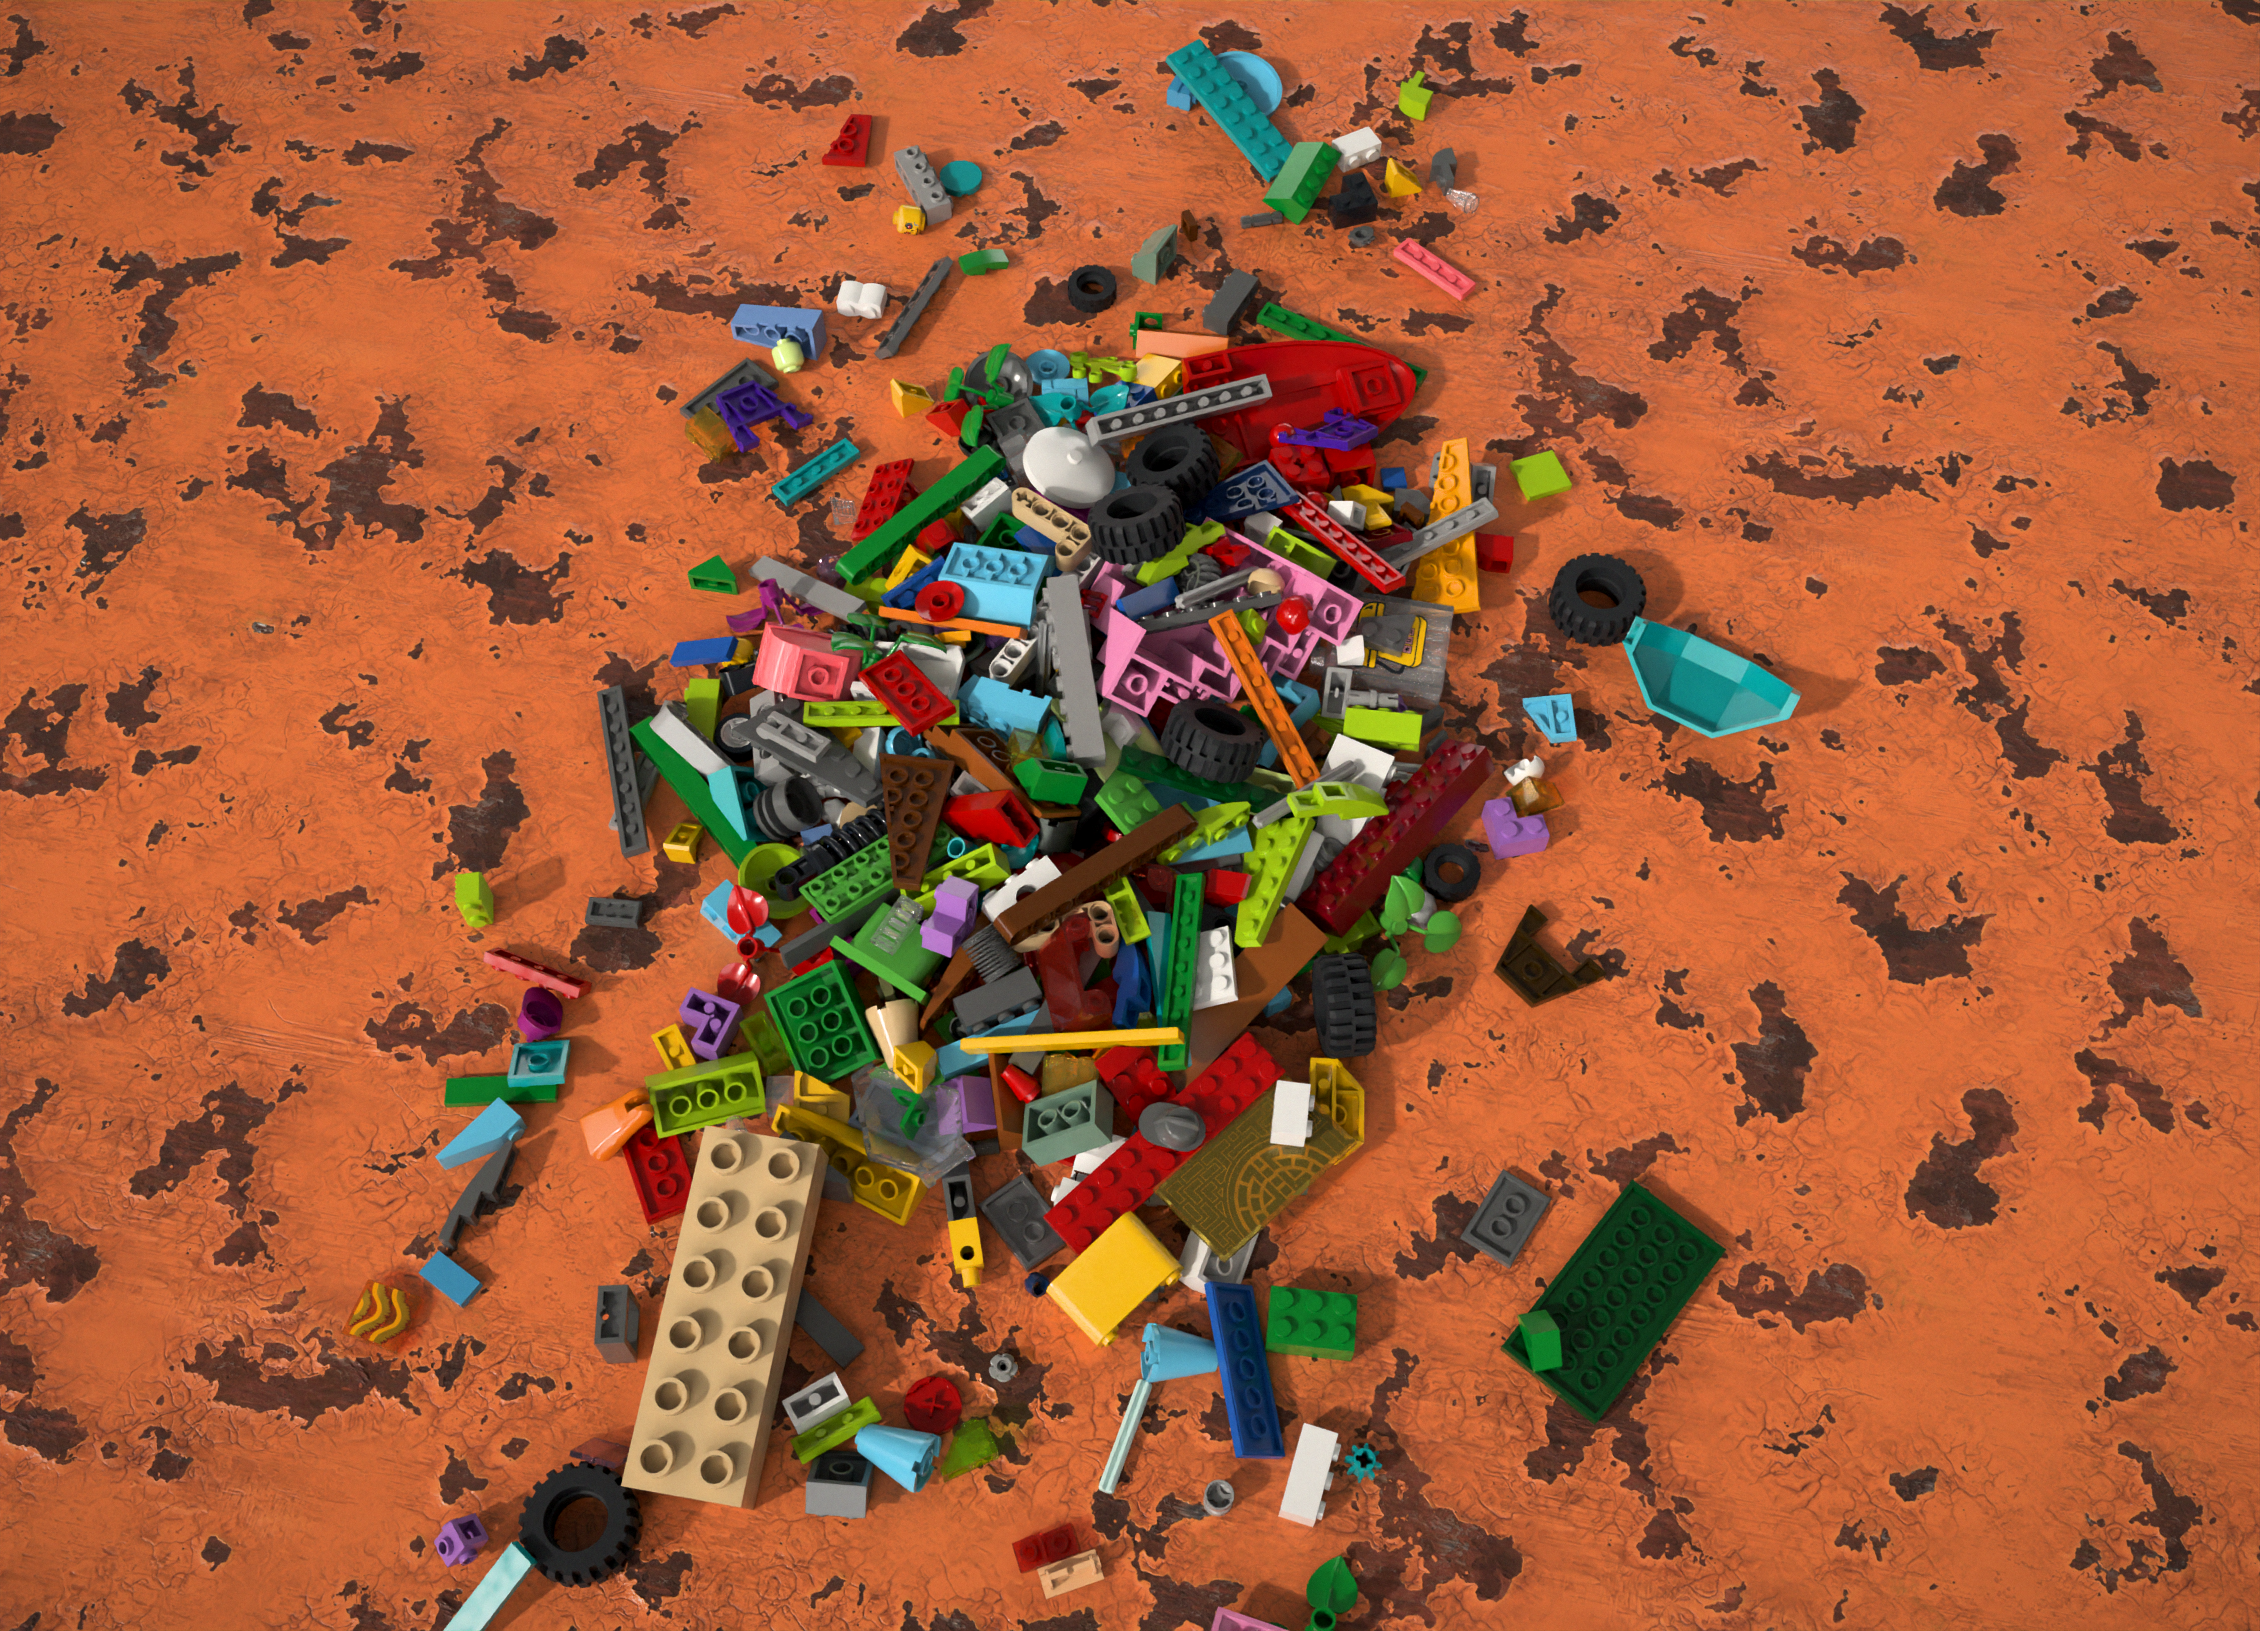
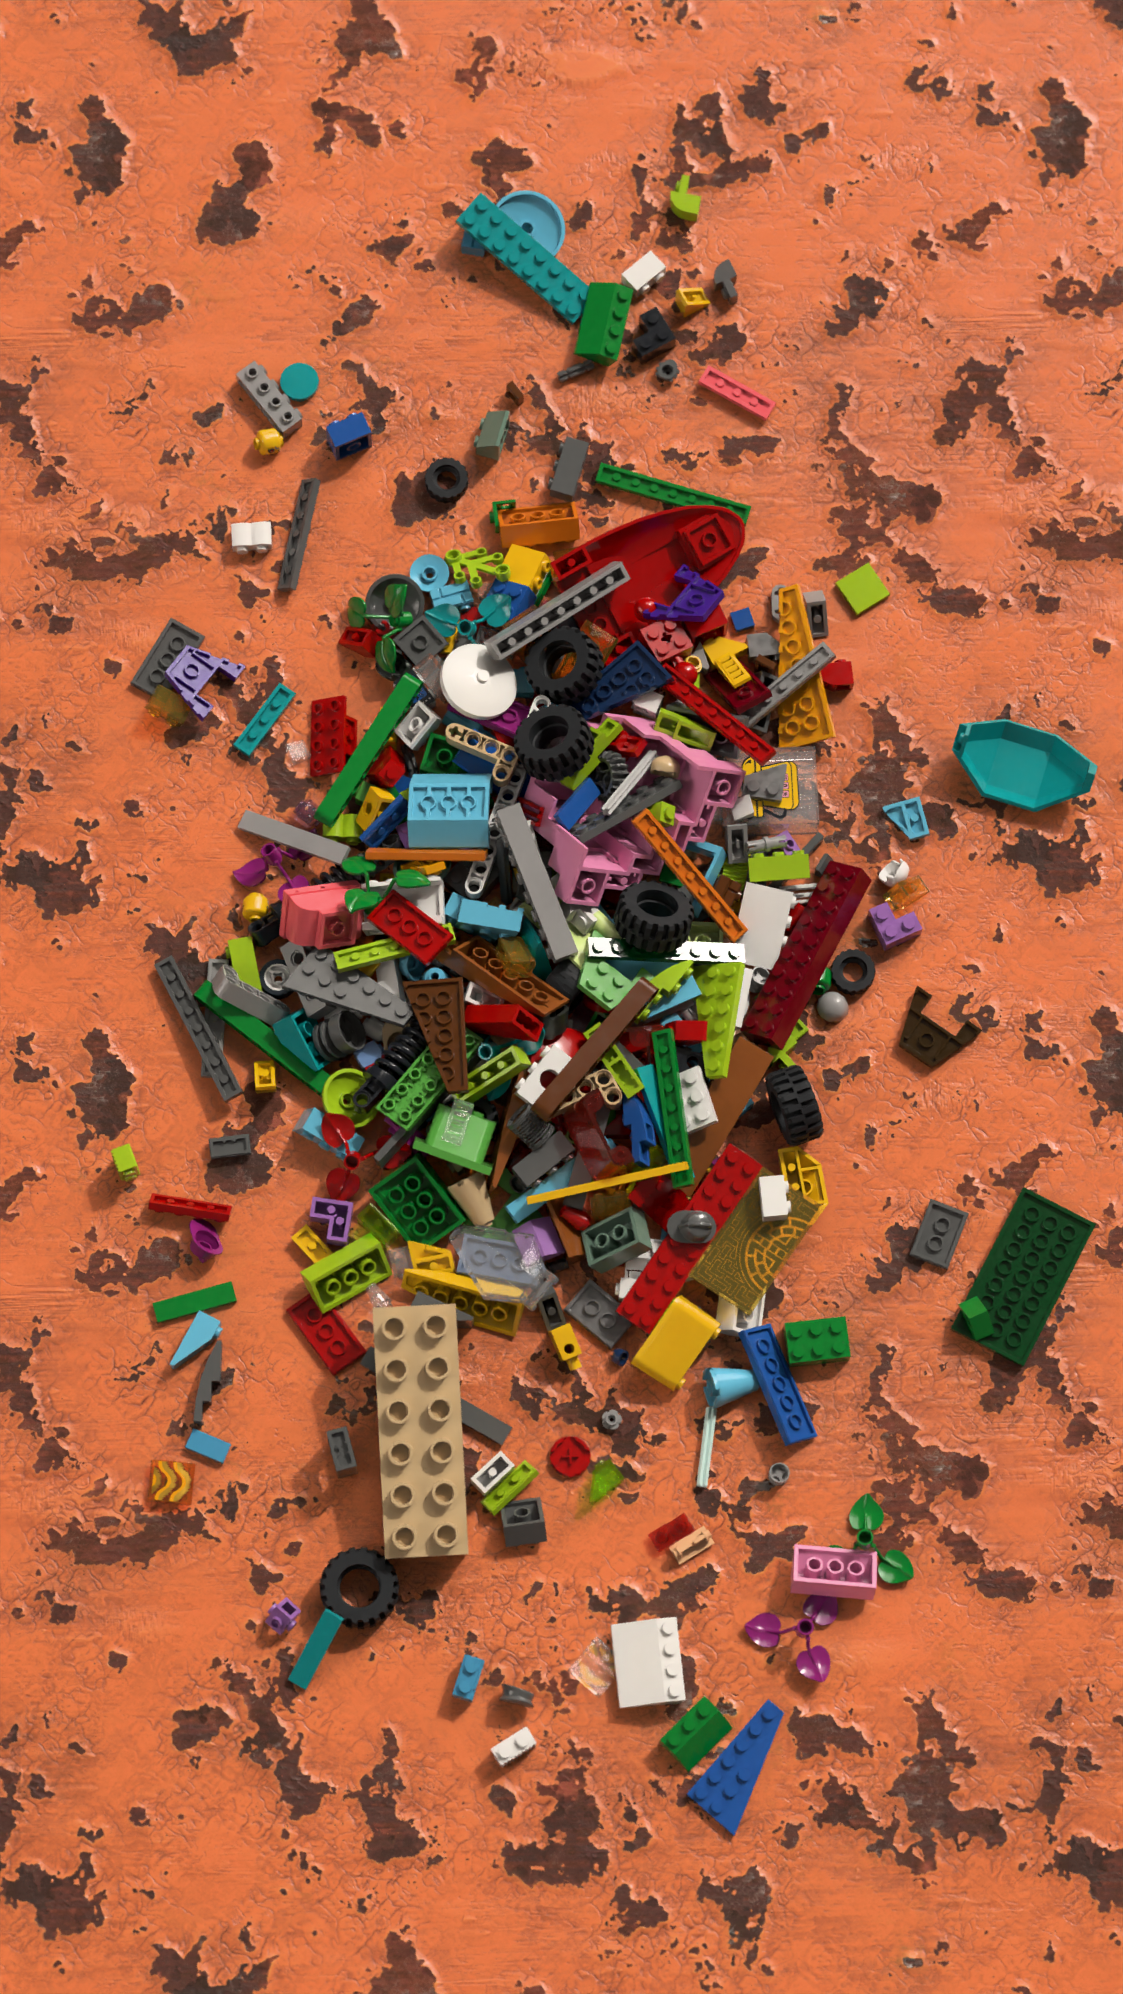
camera: 15 degrees left, 15 degrees up
(539, 1063) = (217, 1277): teal plate -> none
(601, 1453) = (359, 1539): piece -> none
(615, 1122) = (290, 1310): orange piece -> none
(704, 651) = (229, 912): blue tile -> none
(713, 577) = (213, 839): green slope -> none
(770, 324) = (192, 585): medium blue wedge -> none
(788, 356) = (207, 611): yellowish green head -> none
(794, 736) = (334, 984): light grey plate -> none
(852, 144) = (191, 365): red wing -> none
(900, 1453) = (558, 1493): medium azure cone -> none
(909, 397) = (322, 628): yellow slope -> none
(915, 1064) = (496, 1221): yellow slope -> none
(915, 1114) = (507, 1258): green bracket -> none
(939, 601) = (414, 833): red dish -> none
(952, 917) = (495, 1106): medium lavender brick -> none
(978, 261) = (345, 471): green slope -> none
(997, 225) = (349, 435): none -> blue brick
(1051, 780) = (543, 983): green slope -> none
(1282, 808) = (732, 941): light grey axle -> none
(1293, 614) = (694, 796): red hair -> none
(1310, 1475) = (836, 1445): white brick -> none
(1339, 798) = (758, 942): lime slope -> none
(1348, 514) = (713, 679): white brick -> none
(1370, 1461) = (866, 1433): teal gear -> none
(1402, 900) = (819, 1021): bright green plant -> none
(1463, 200) = (750, 311): clear cone -> none
(1604, 576) = (932, 681): black tyre -> none

